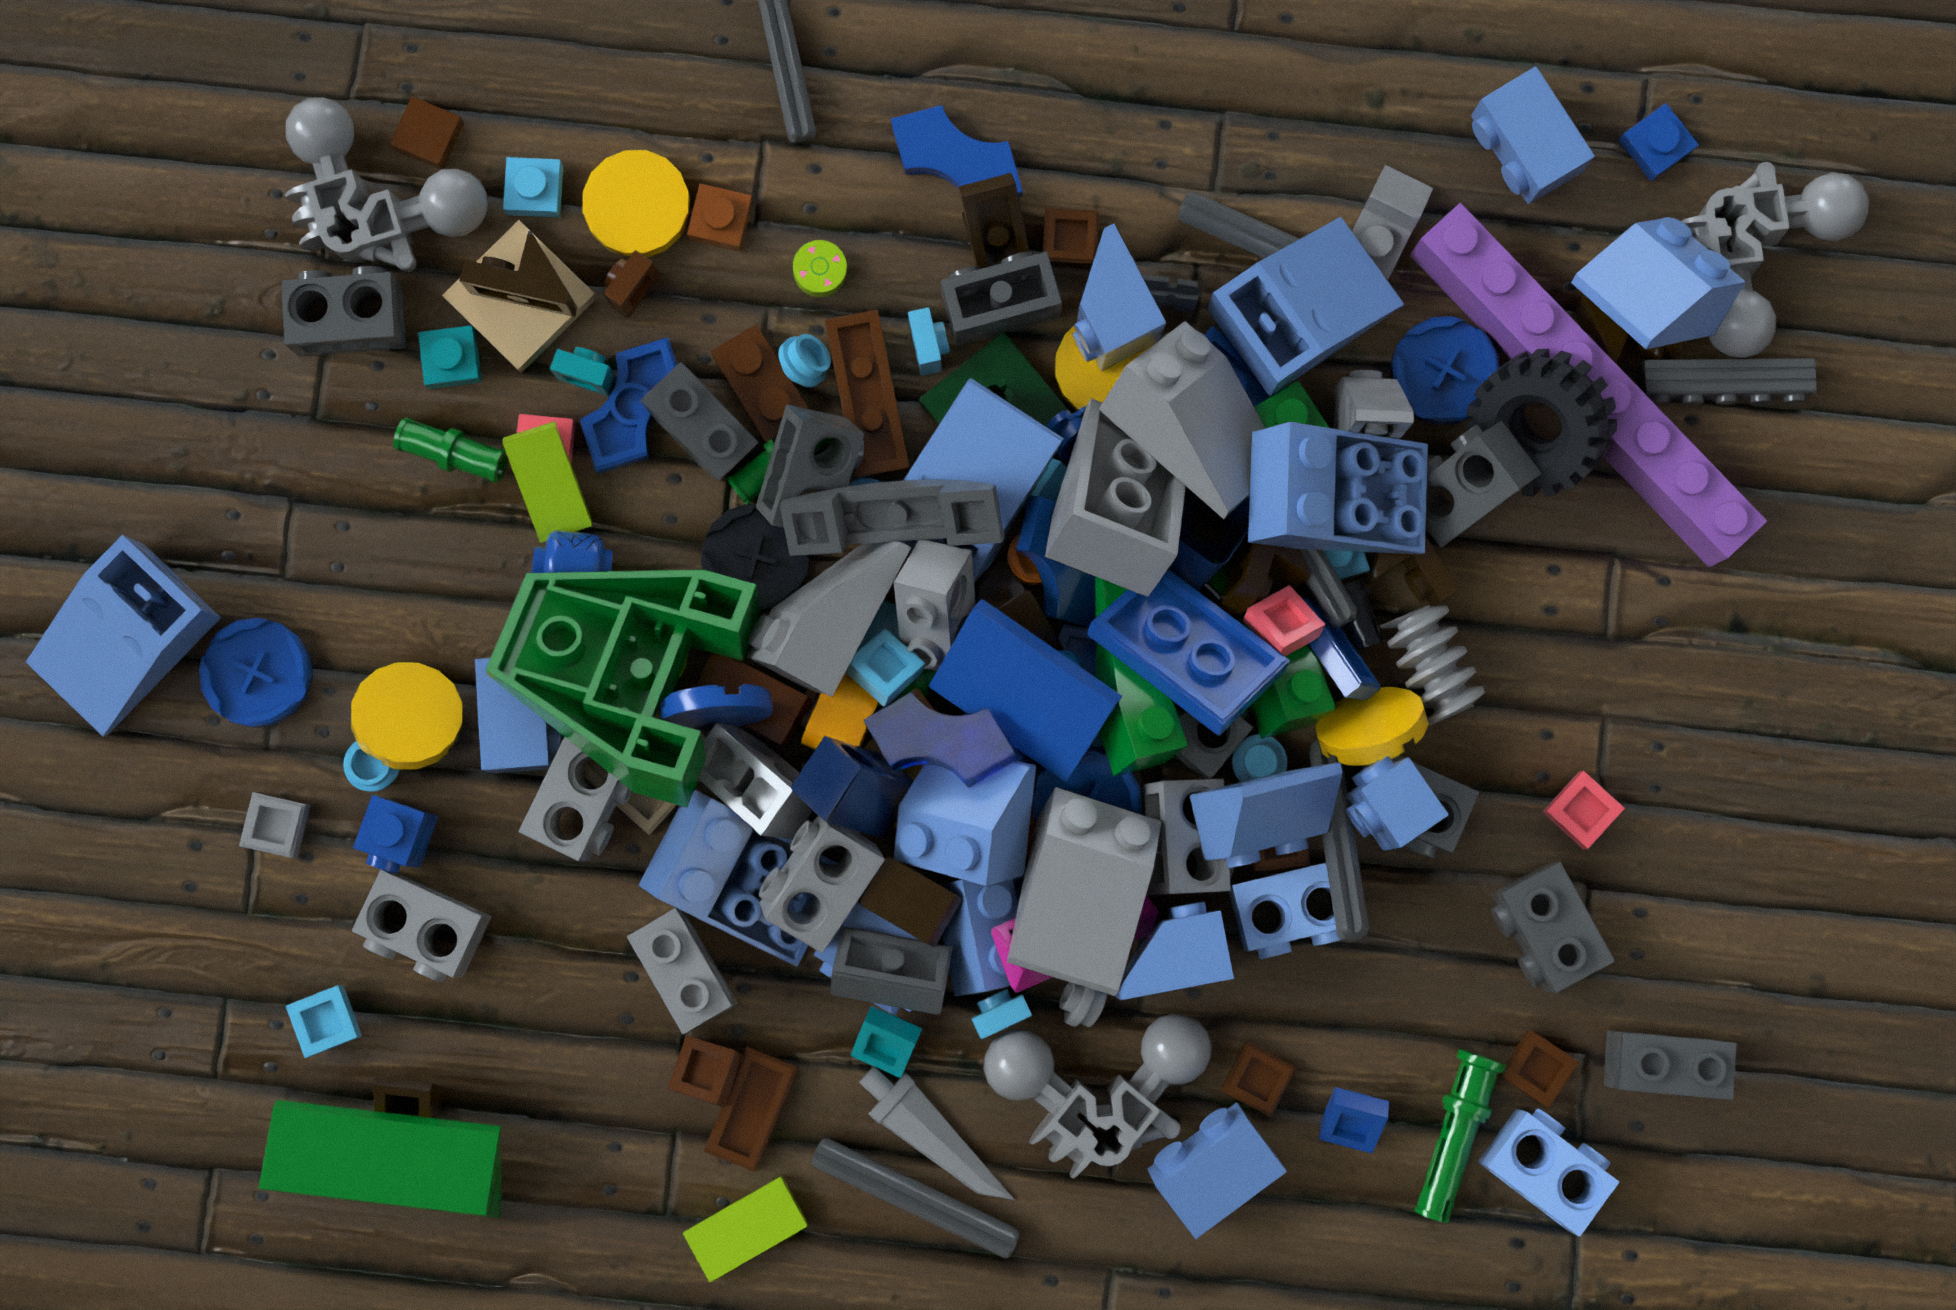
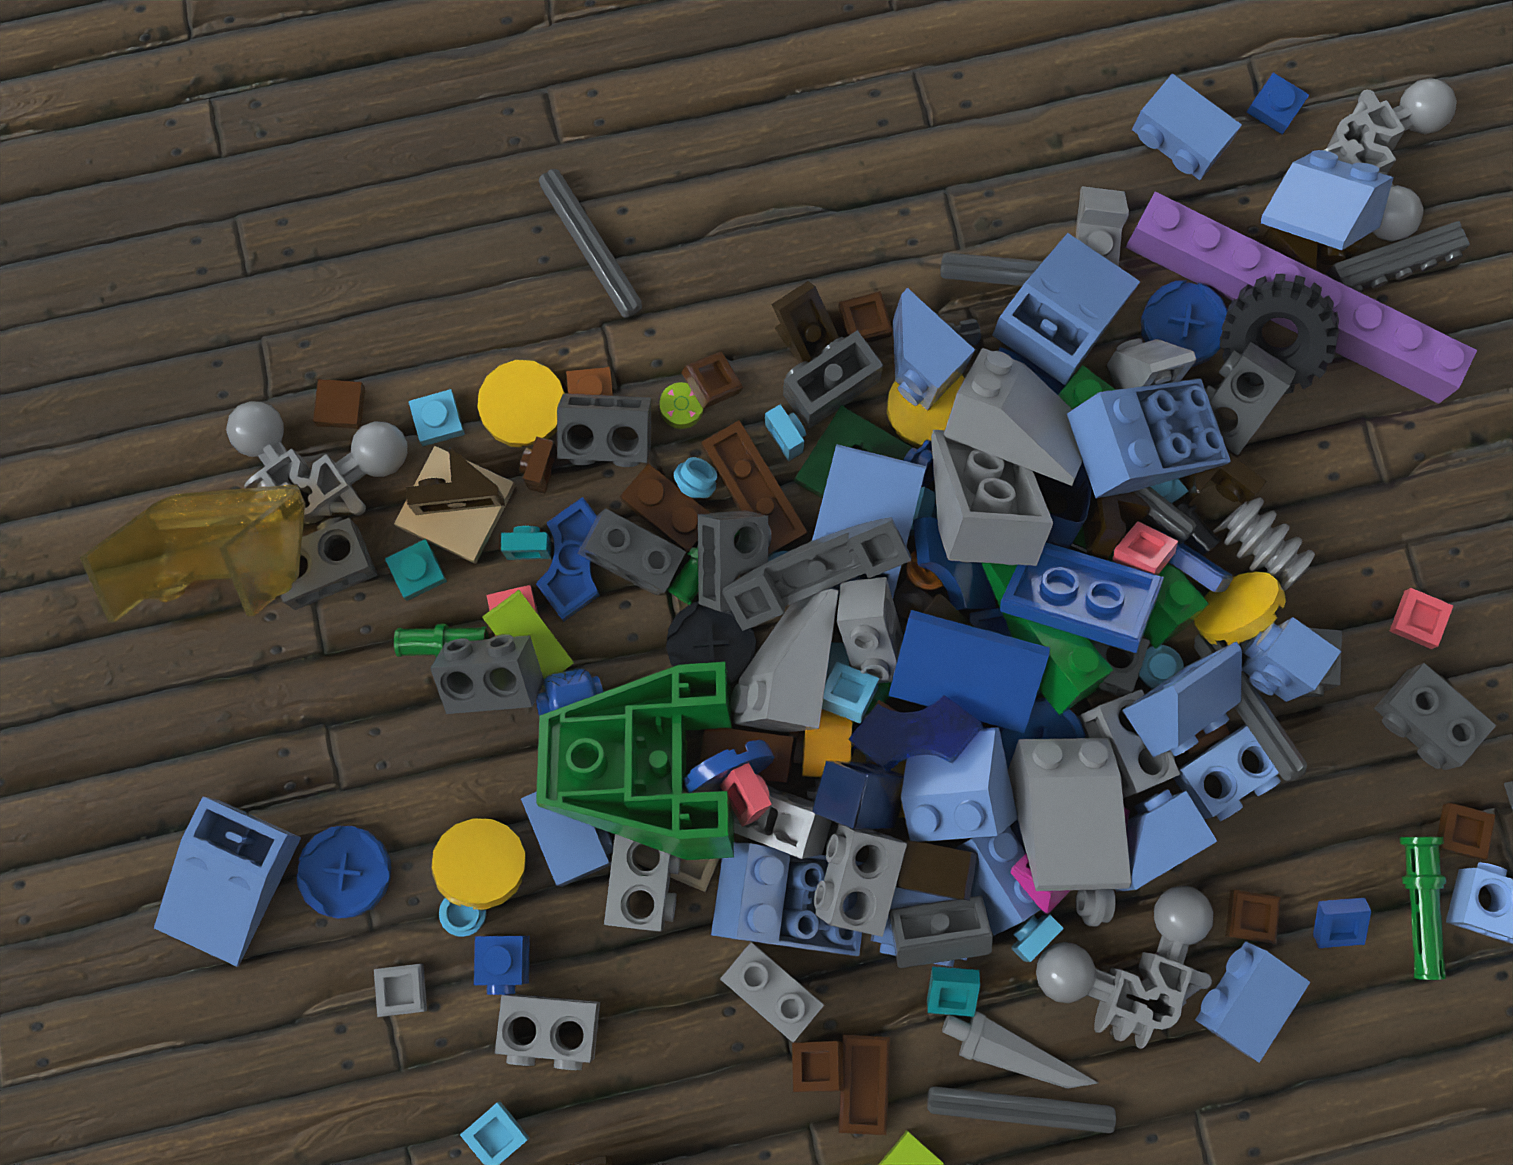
camera: 20 degrees left, 5 degrees down
(212, 233) = (202, 536): none -> clear yellow windscreen
(486, 506) = (487, 674): none -> dark grey brick
(720, 253) = (603, 416): none -> dark grey brick
(724, 742) = (747, 794): none -> coral plate
(865, 250) = (712, 379): none -> reddish brown tile
(936, 147) = (737, 284): blue tile -> none

